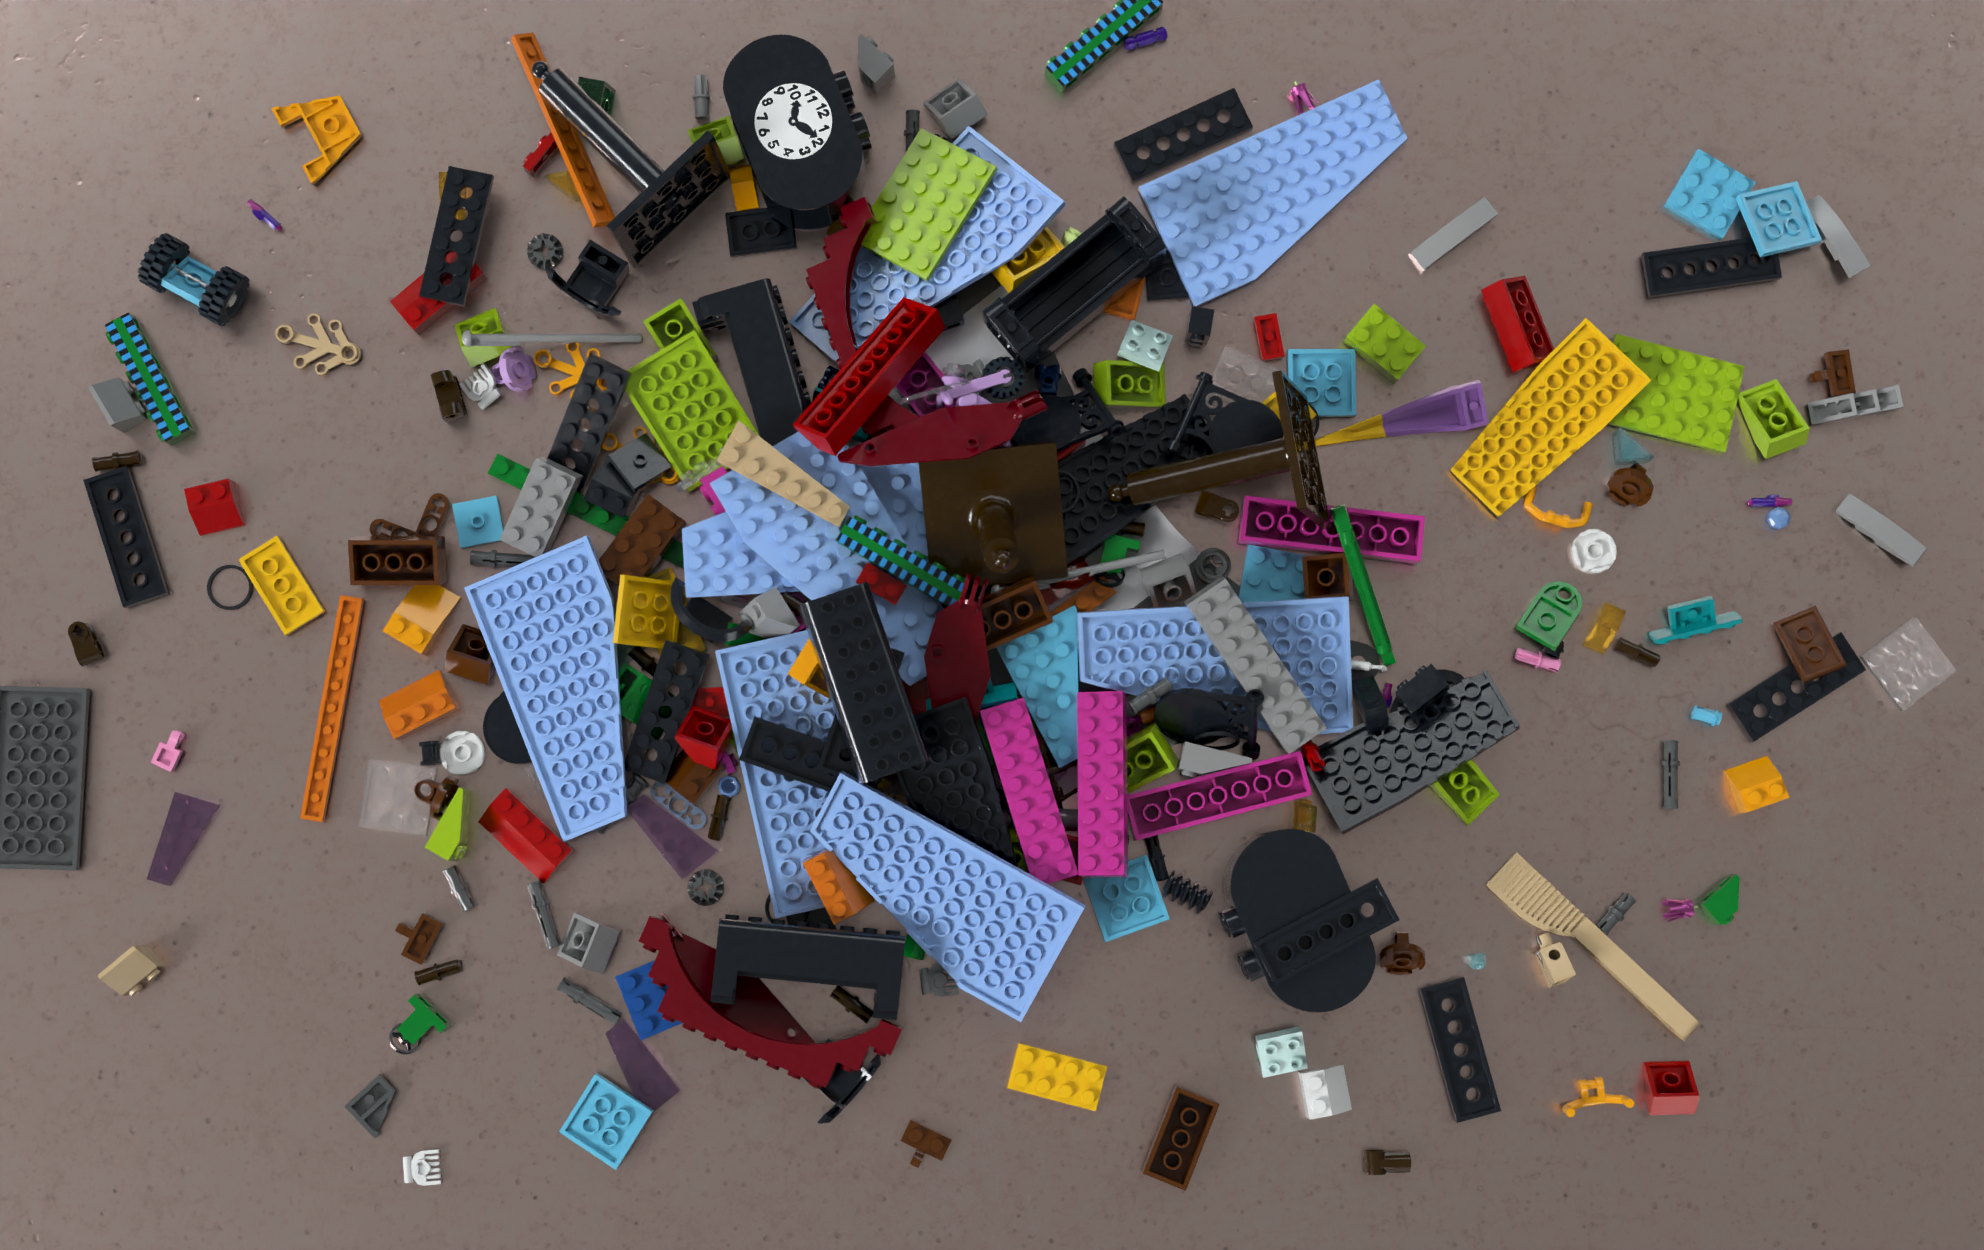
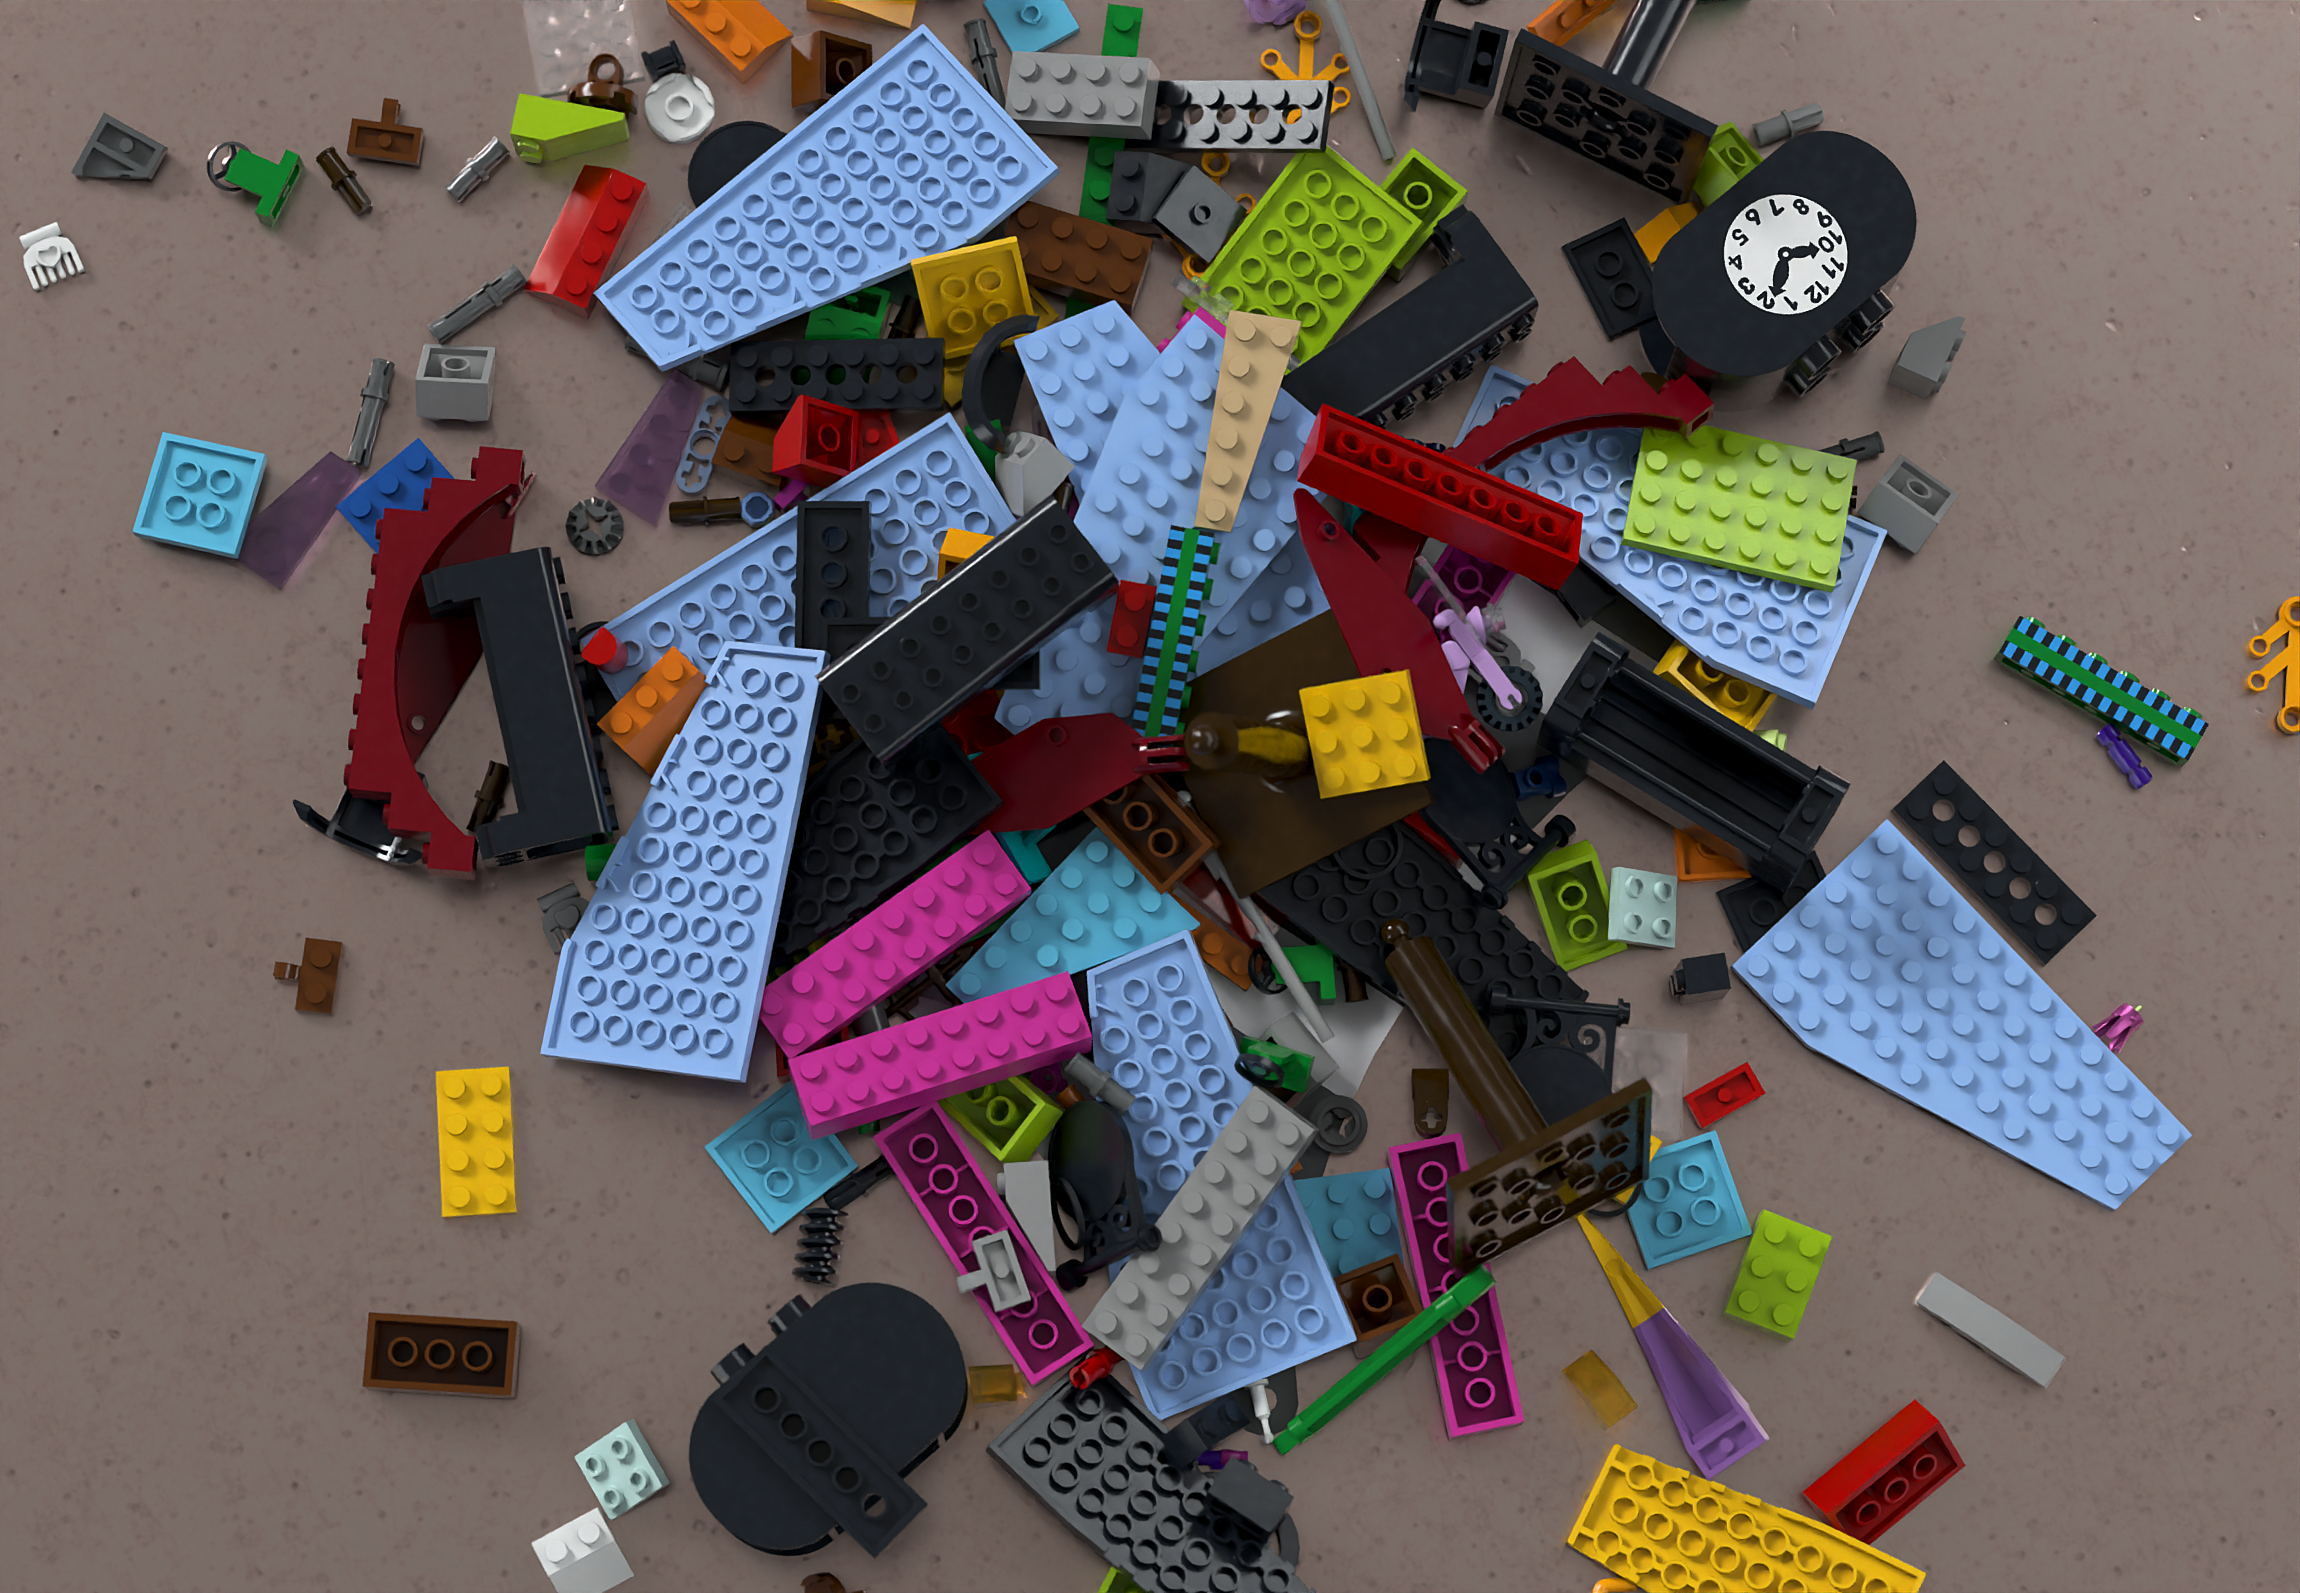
camera: 70 degrees right, 5 degrees down
(791, 904) = (606, 652): none -> red brick
(1002, 468) = (1364, 734): none -> yellow plate
(1171, 589) = (1273, 1065): none -> green piece
(1241, 792) = (997, 1271): none -> light grey plate
(1416, 467) = (1600, 1389): none -> clear yellow slope

